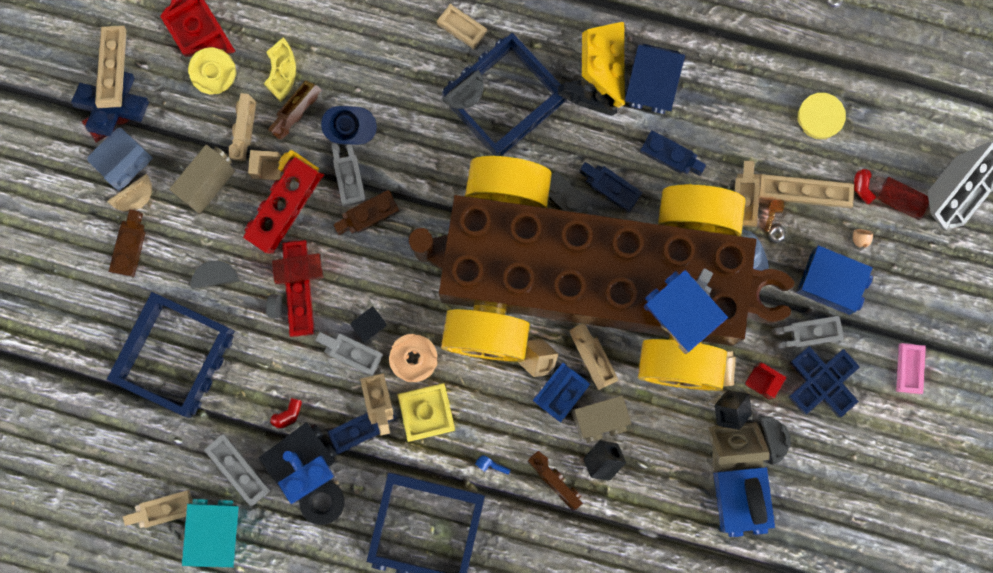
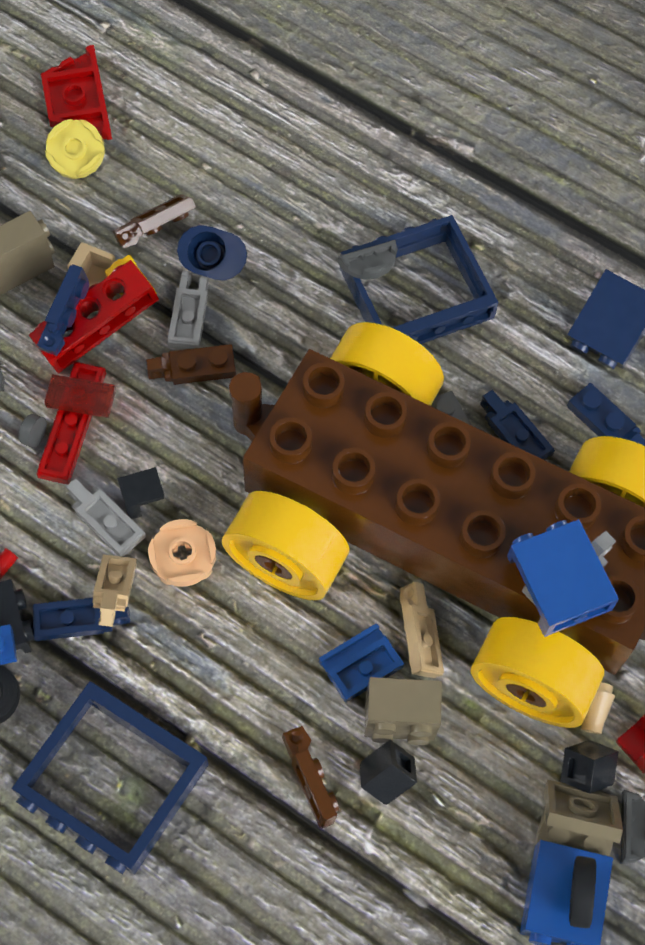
camera: 15 degrees right, 15 degrees down
(243, 127) = (84, 219): tan hinge -> none
(262, 214) = (63, 310): none -> dark blue hinge
(282, 71) = (158, 176): light yellow tile -> none
(426, 412) = (172, 628): light yellow tile -> none
(462, 26) = (393, 196): tan tile -> none
(484, 462) = (223, 718): blue hand -> none
(539, 358) = (346, 607): tan panel -> none
(587, 96) = (524, 315): black hinge -> none
(605, 60) = (557, 281): yellow wing -> none

